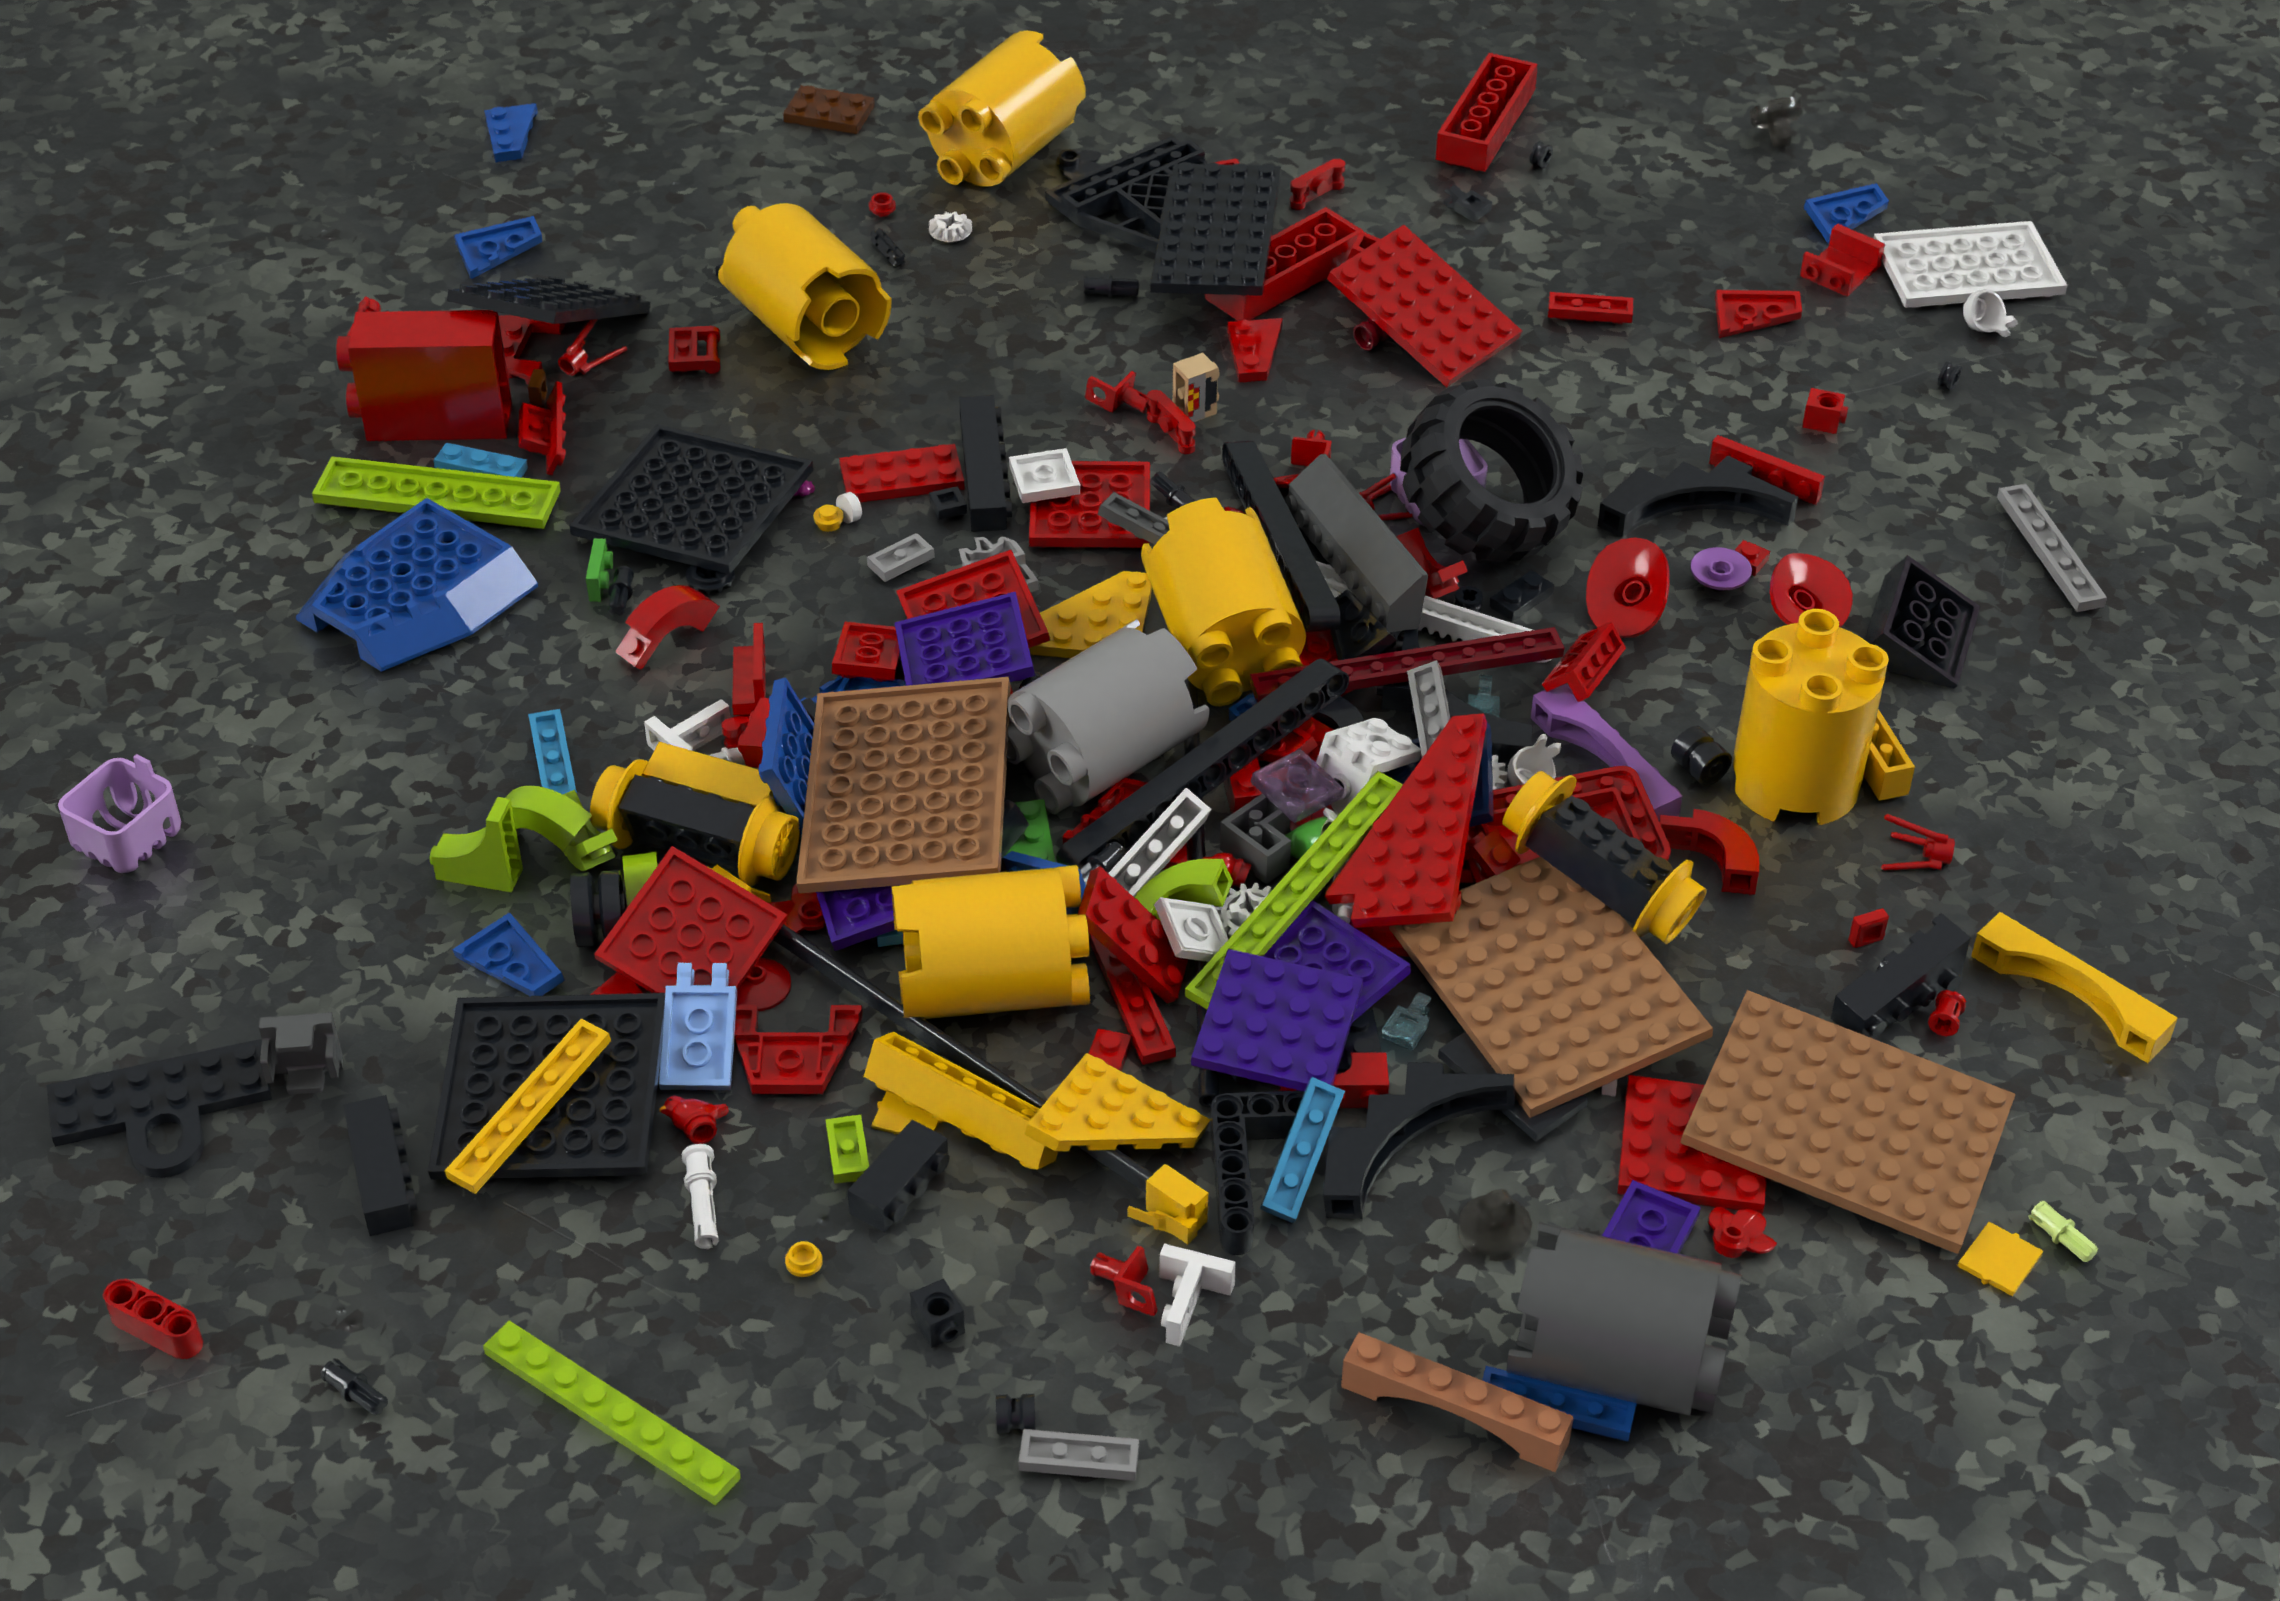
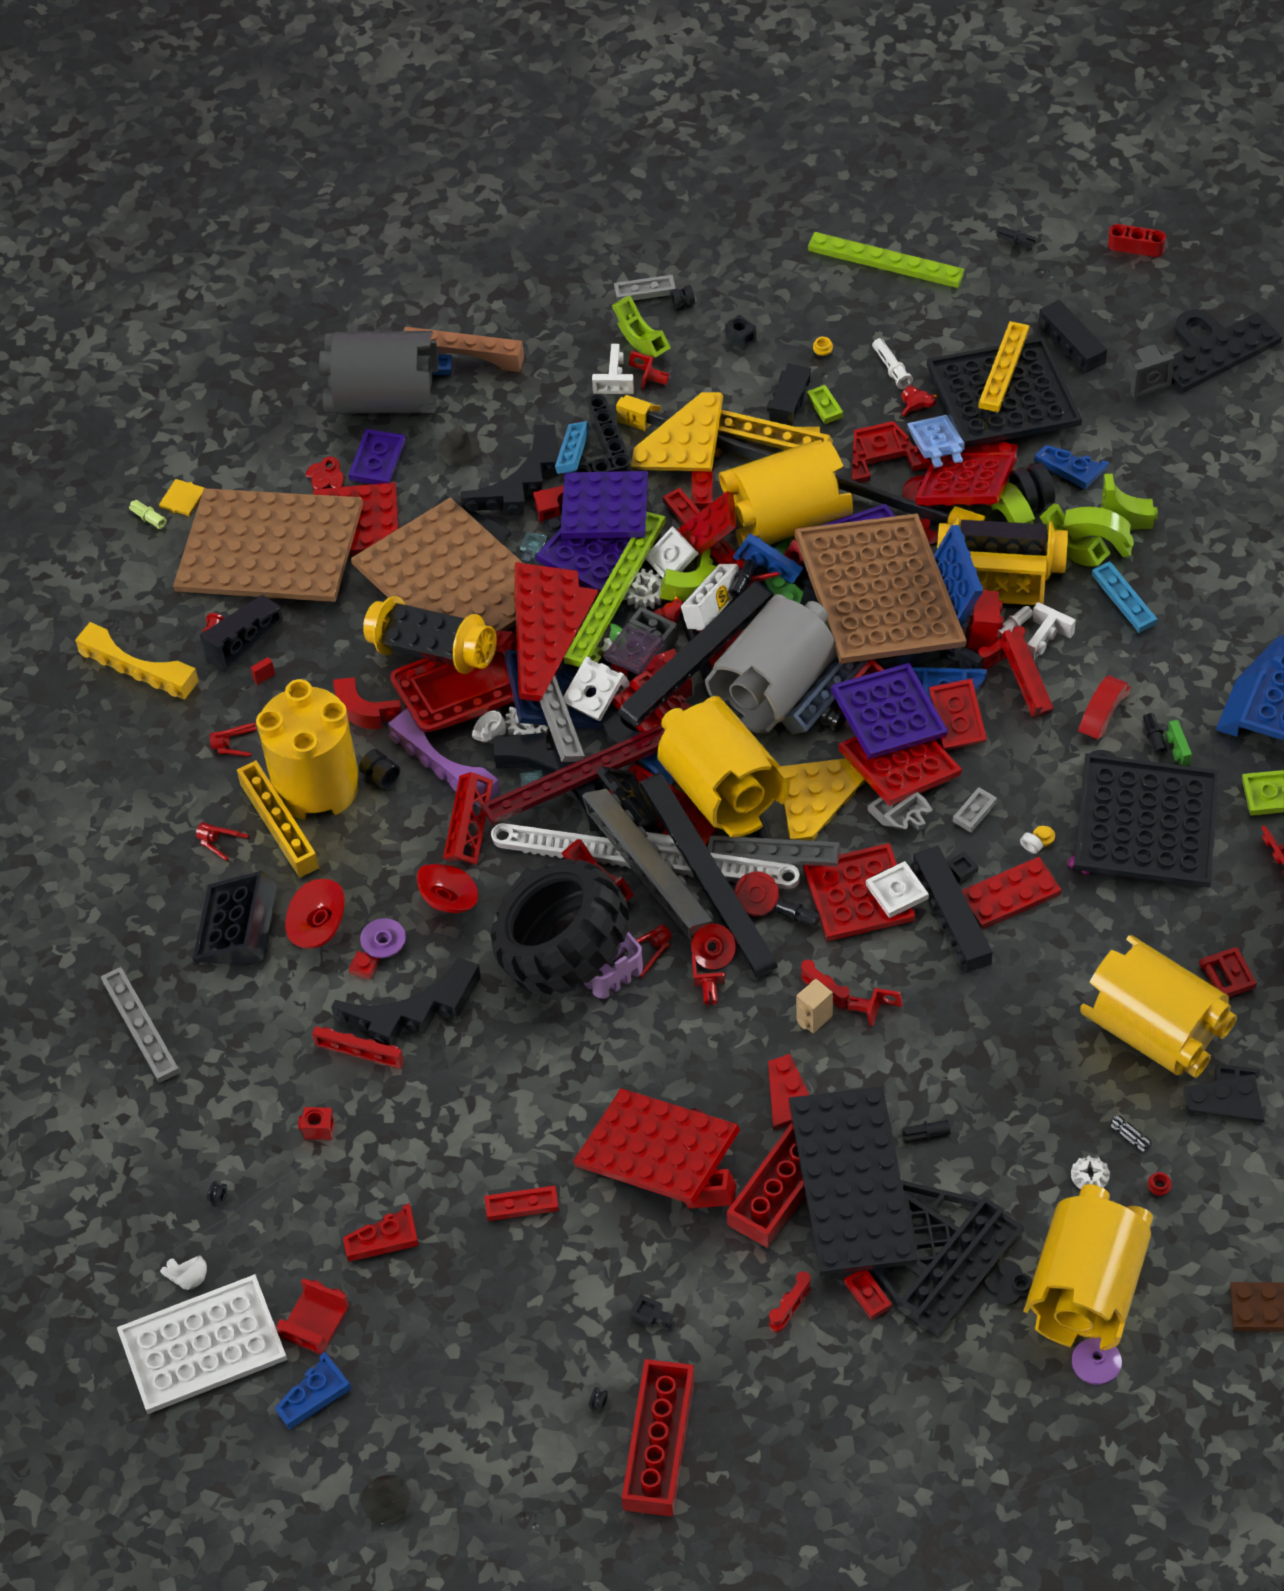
camera: 170 degrees right, 10 degrees up
(1113, 1343) = (636, 331): none -> lime arch
(1957, 733) = (209, 833): none -> red plant

